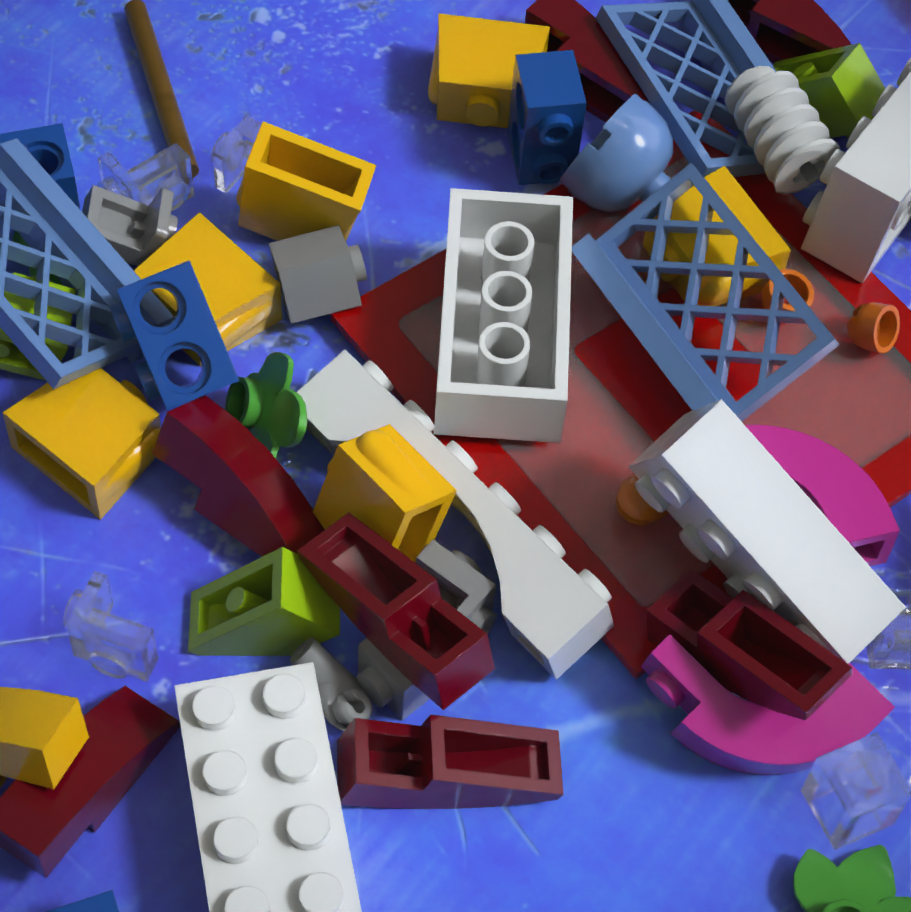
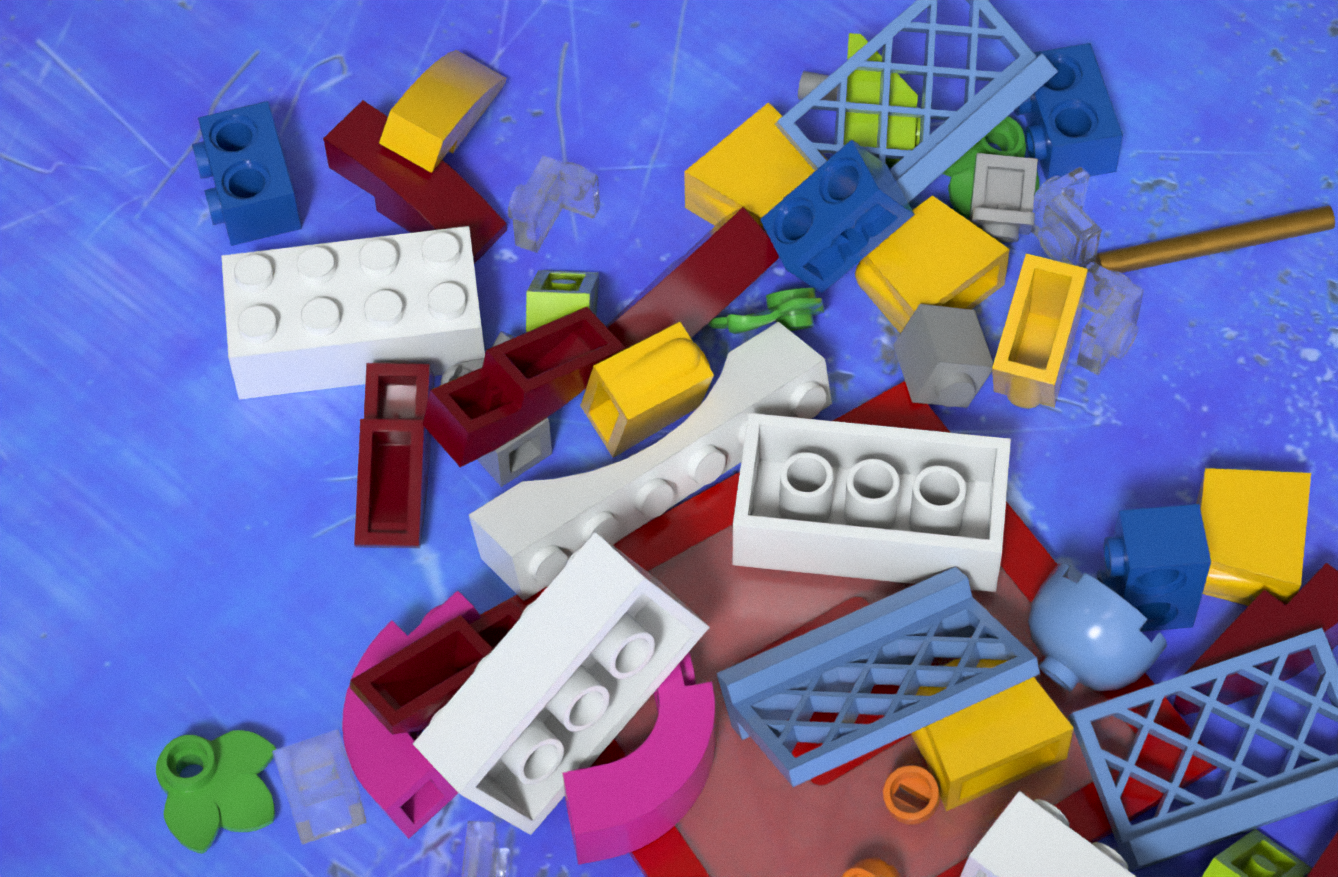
camera: 100 degrees right, 0 degrees up
(460, 583) = (581, 454): light grey bracket -> none
(780, 127) = (1127, 787): white piece -> none

